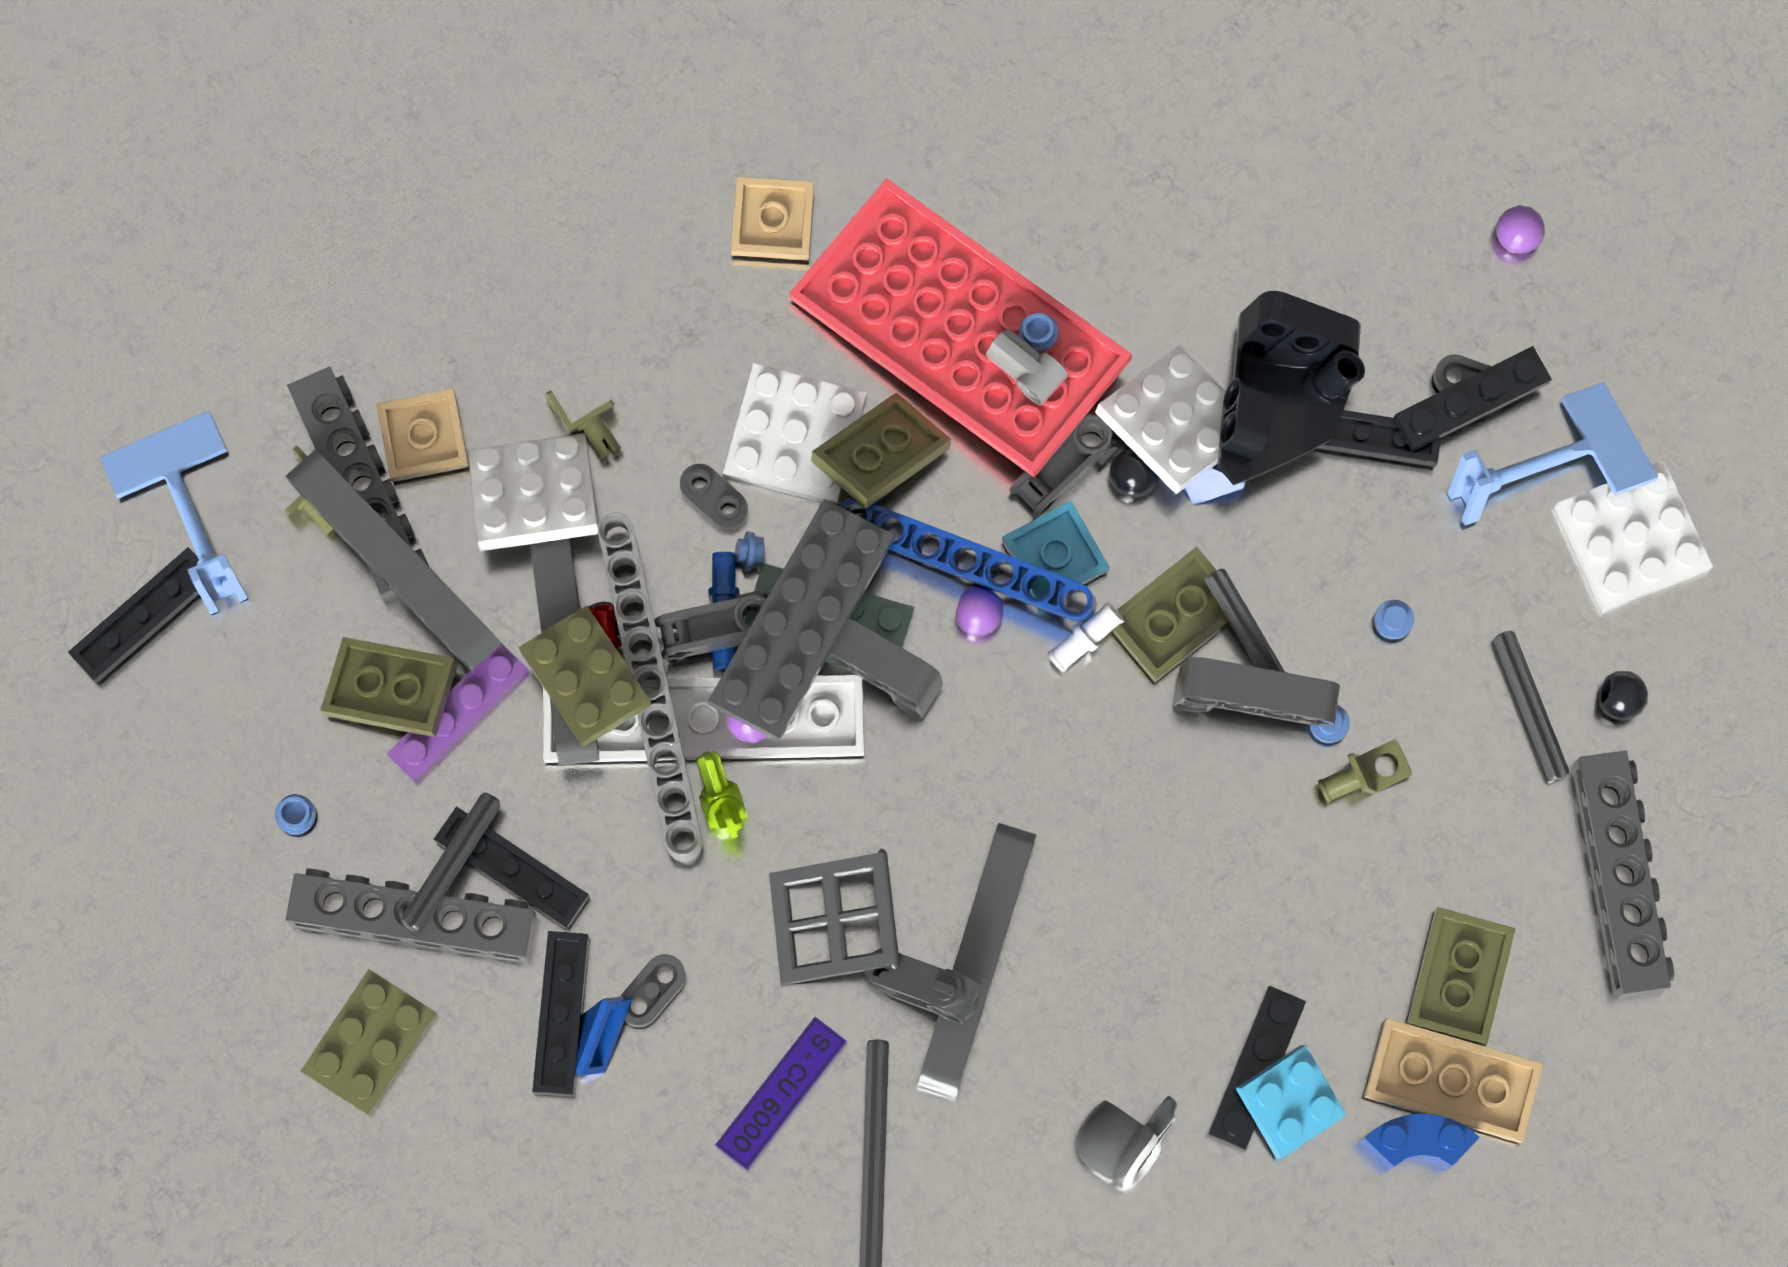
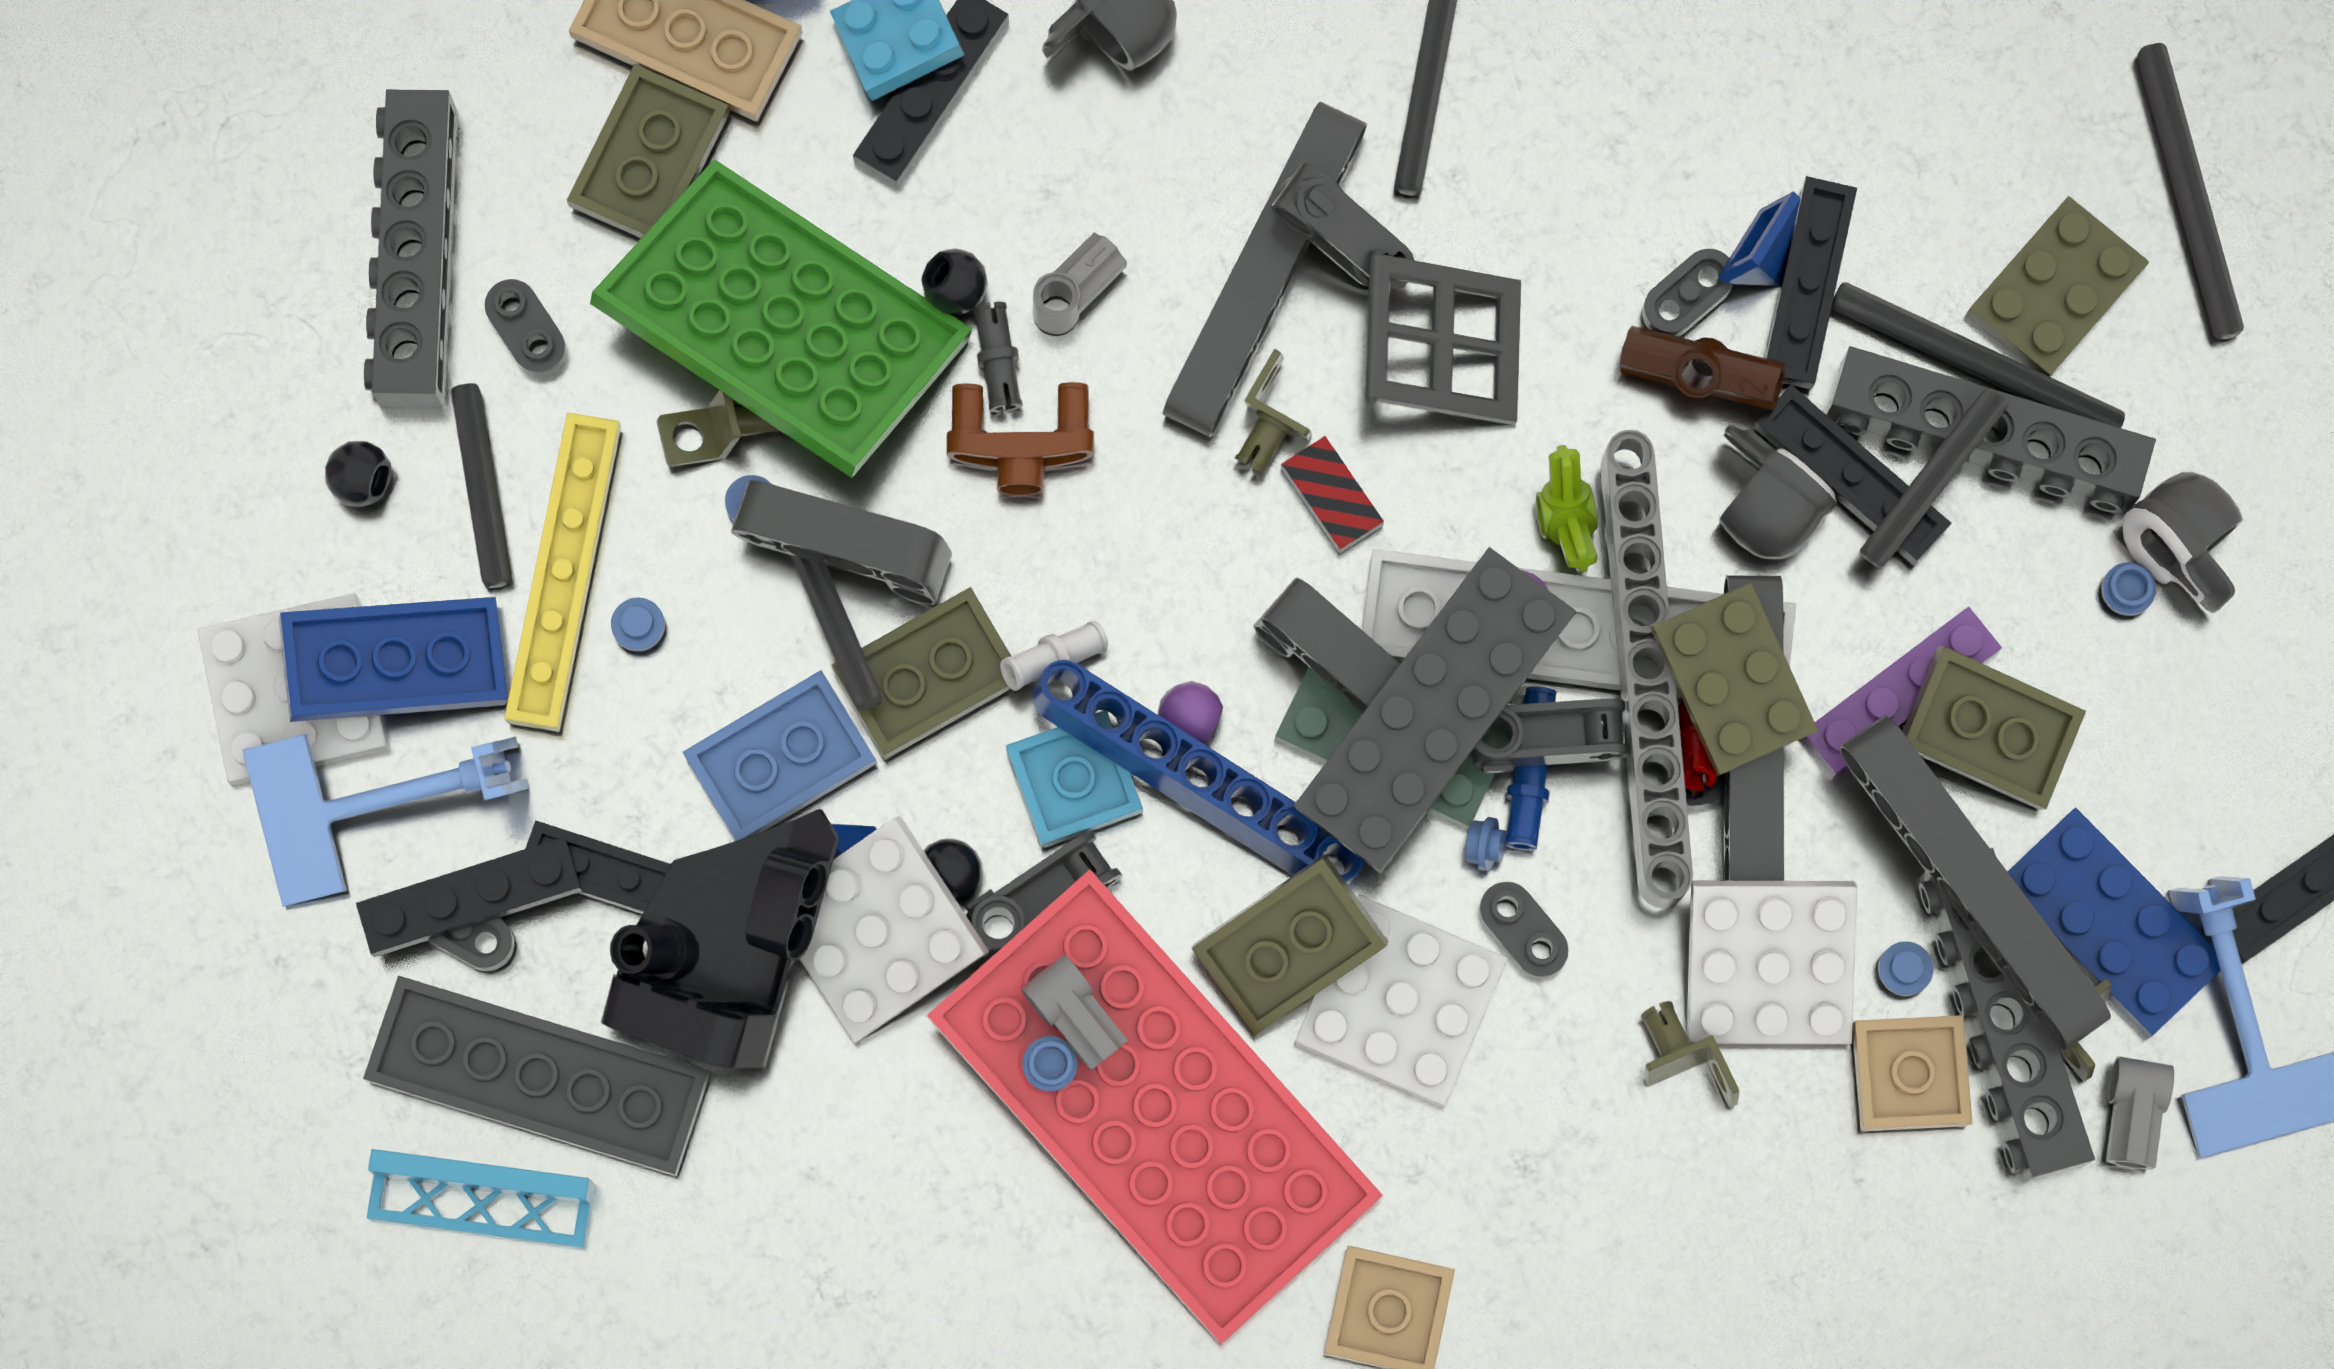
camera: 170 degrees left, 0 degrees up
(257, 442) = (2140, 1097): none -> light grey piece
(259, 859) = (2176, 531): none -> dark grey piece
(273, 1137) = (2190, 191): none -> dark grey axle
(289, 567) = (2115, 923): none -> blue plate
(425, 974) = (1969, 355): none -> dark grey axle
(434, 509) = (1905, 968): none -> medium blue plate
(565, 833) = (1779, 504): none -> dark grey piece
(635, 927) = (1670, 358): none -> reddish brown piece
(781, 1093) = (1539, 147): dark purple tile -> none
(899, 795) = (1332, 494): none -> tile
(953, 837) = (1271, 424): none -> olive bracket
(1116, 928) = (1078, 281): none -> light grey piece
(1136, 785) = (1020, 455): none -> dark orange connector
(1167, 860) = (997, 356): none -> dark grey pin
(1210, 909) = (954, 281): none -> black piece
(1271, 536) = (780, 757): none -> medium blue plate
(1335, 855) = (781, 317): none -> bright green plate
(1403, 288) = (537, 1075): none -> dark grey plate
(1419, 212) = (480, 1177): none -> medium azure fence
(1456, 649) = (562, 572): none -> light yellow plate
(1520, 229) = (347, 1134): medium lavender piece -> none
(1521, 833) = (524, 326): none -> dark grey plate
(1565, 558) = (392, 659): none -> blue plate

